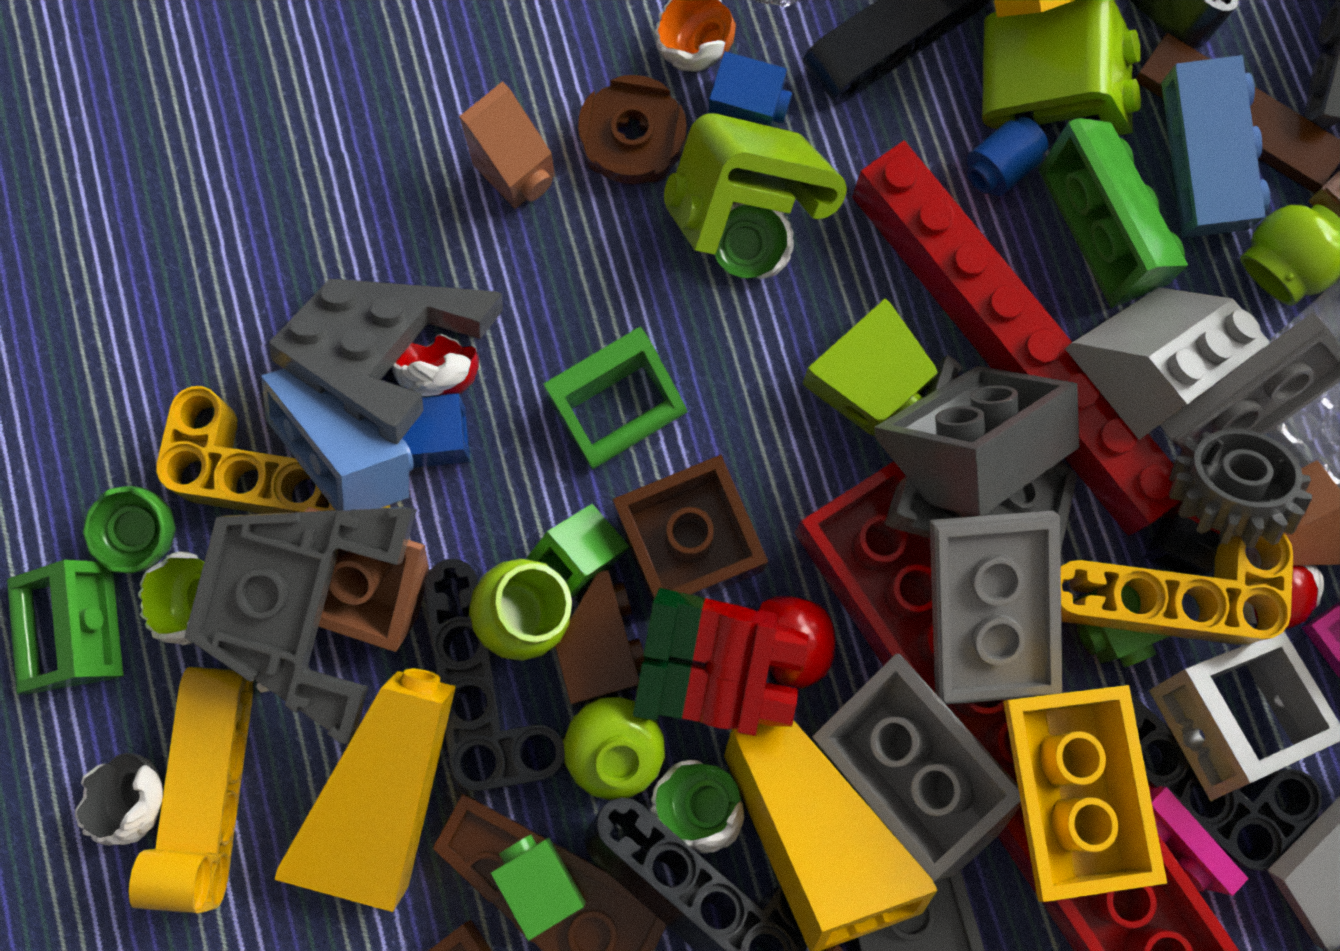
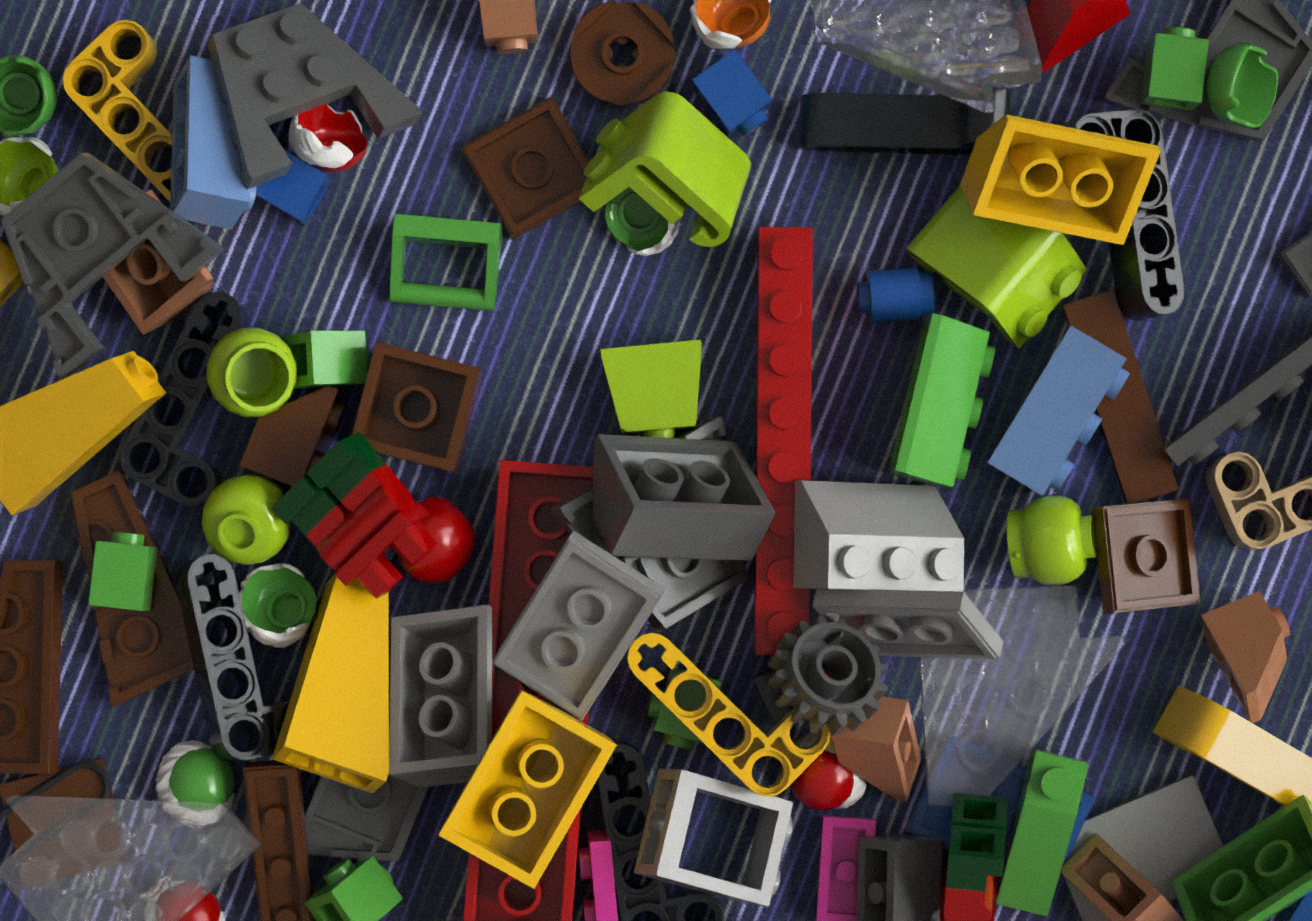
camera: 40 degrees right, 10 degrees up
(627, 273) = (529, 167): none -> reddish brown tile

